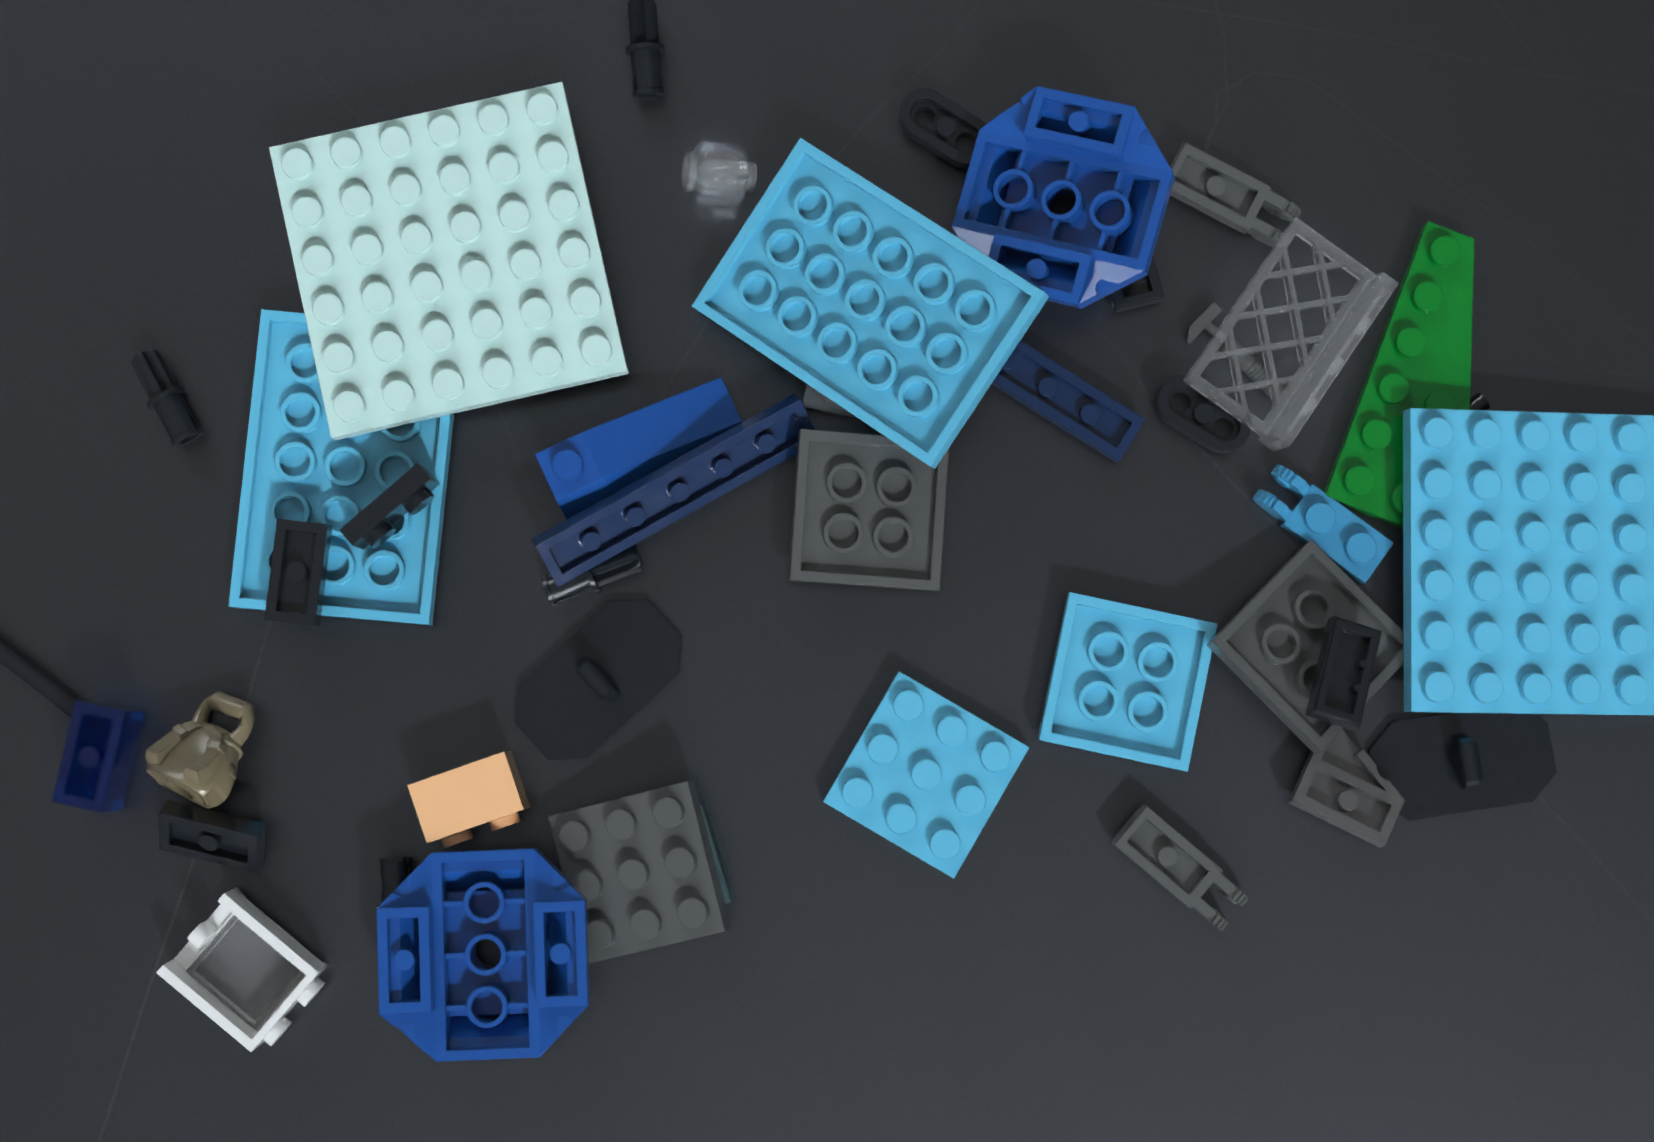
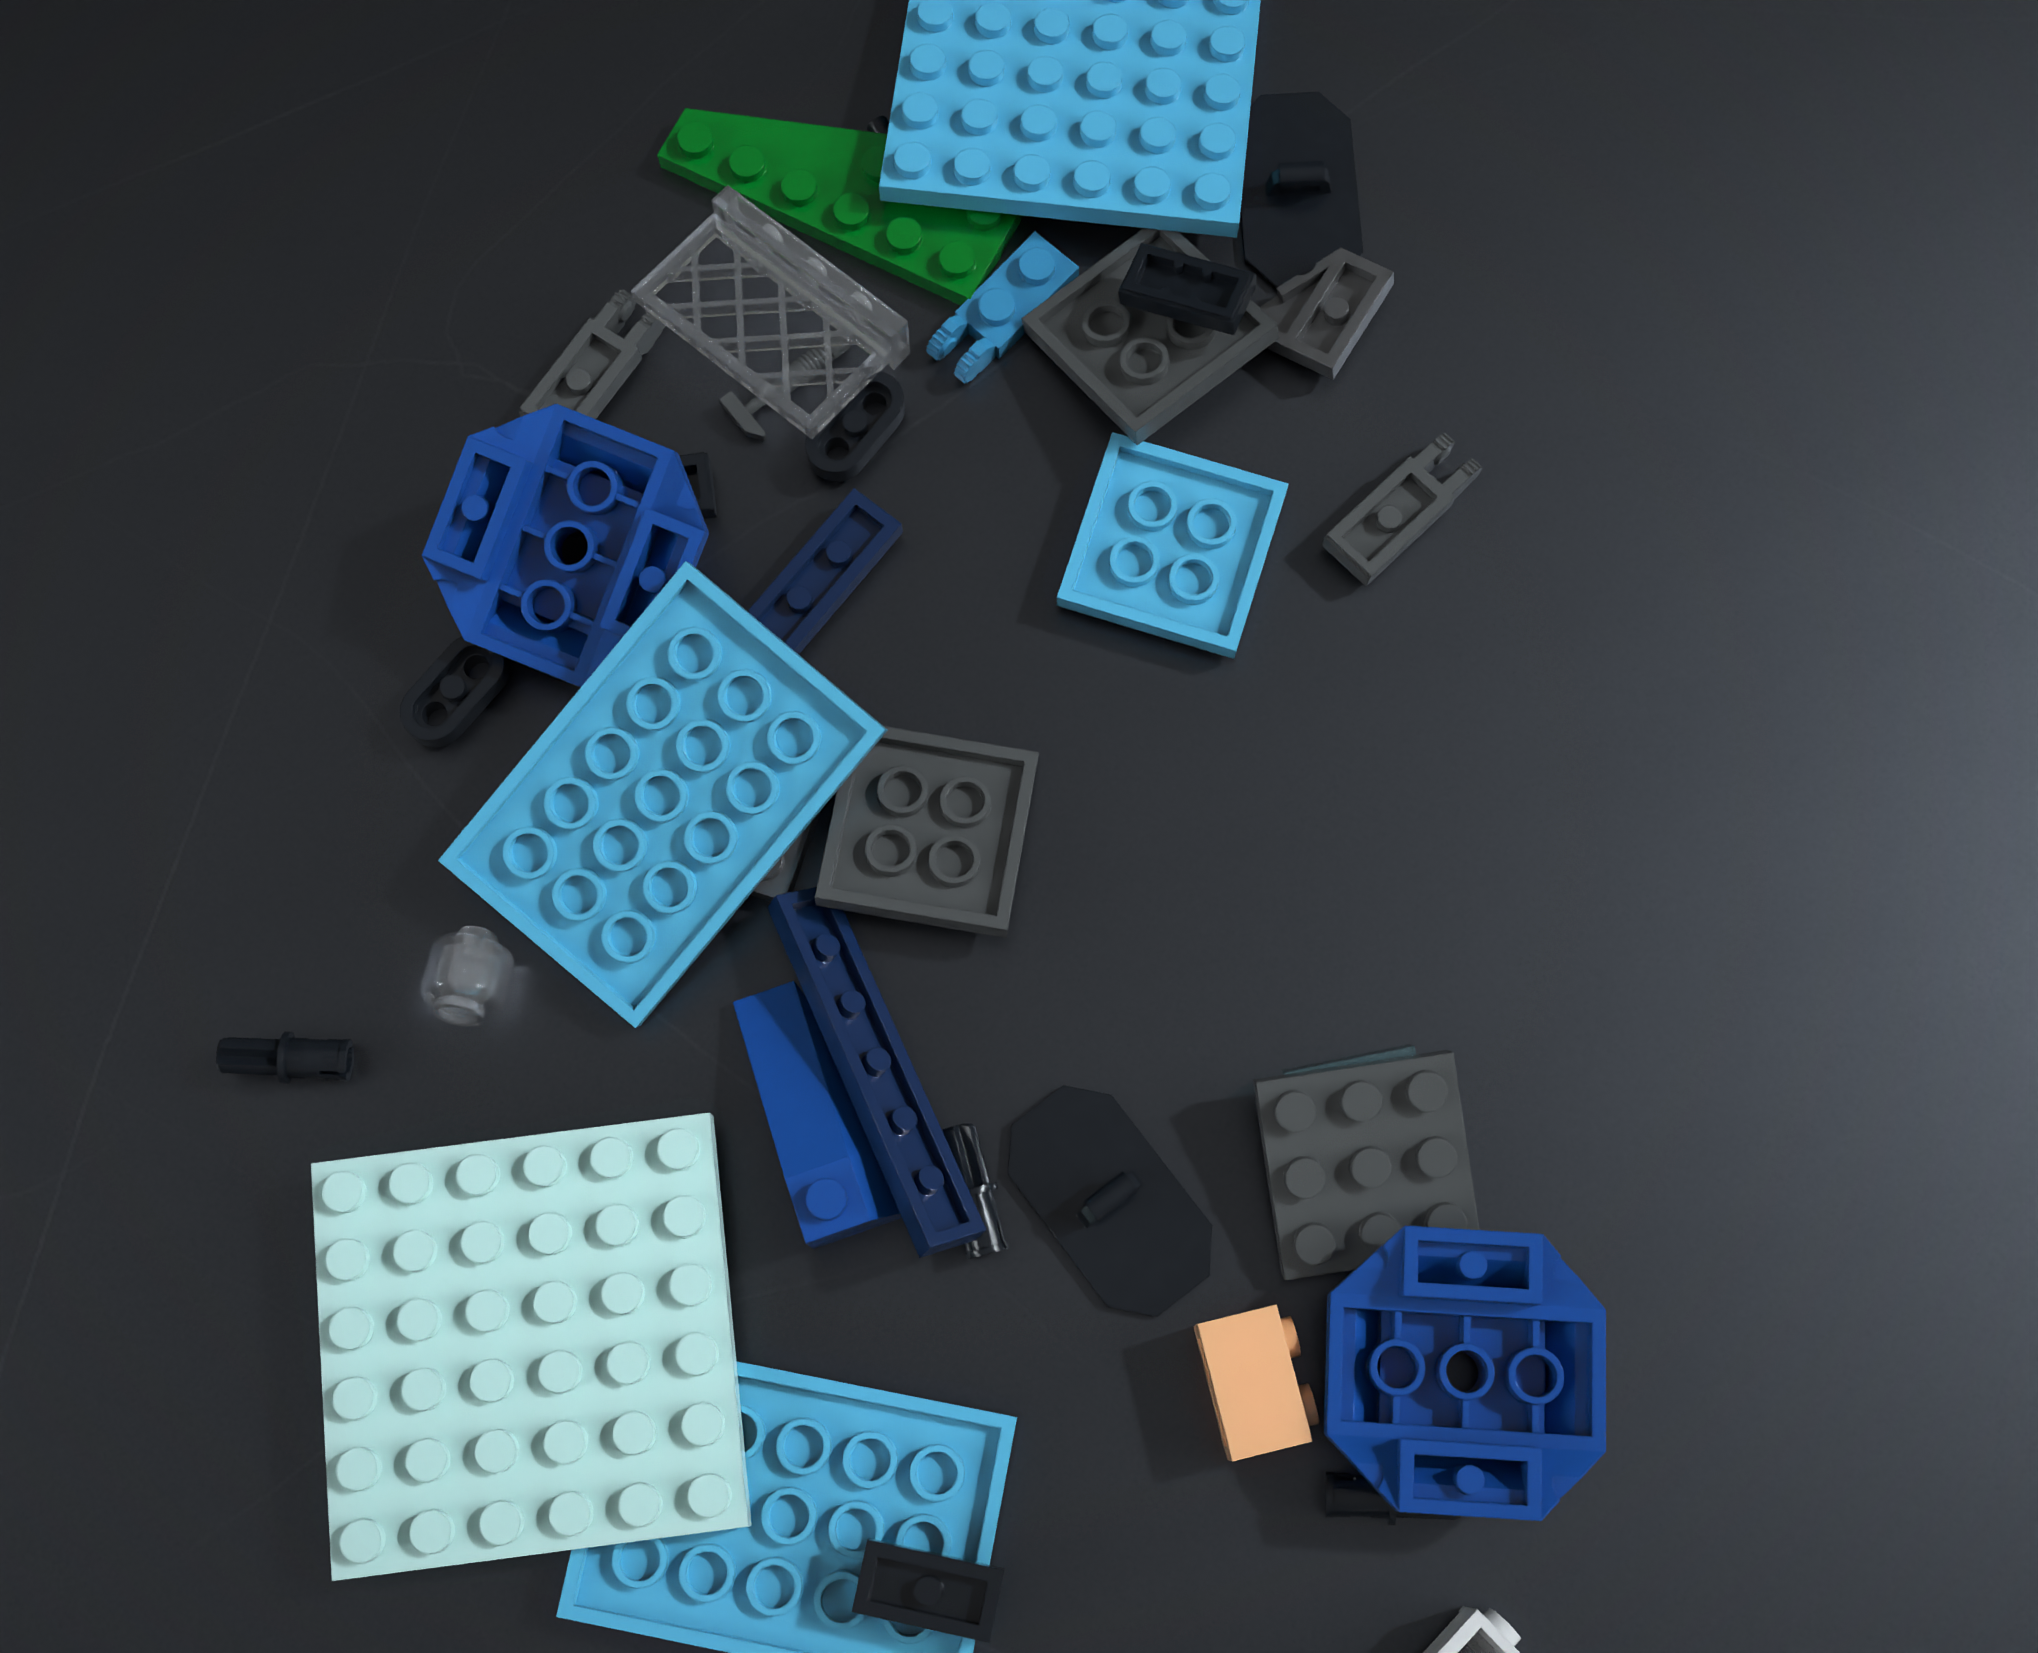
camera: 80 degrees left, 10 degrees down
(376, 521) = (873, 1472): black plate -> none
(926, 774) = (1266, 796): medium azure plate -> none

